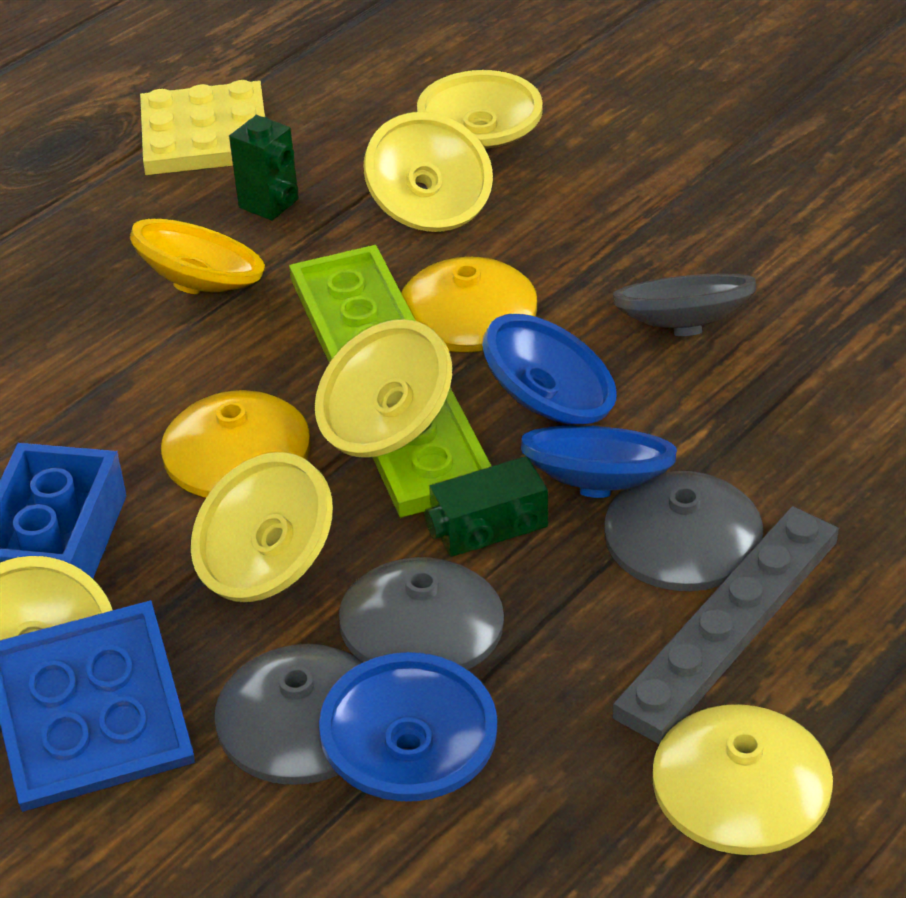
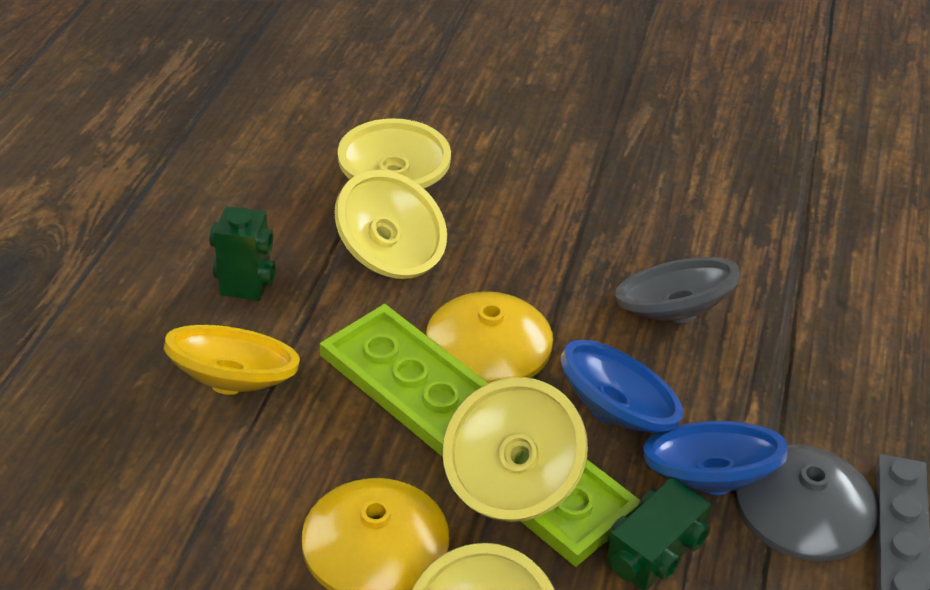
camera: 30 degrees left, 0 degrees up
(194, 124) = (138, 224): light yellow plate -> none

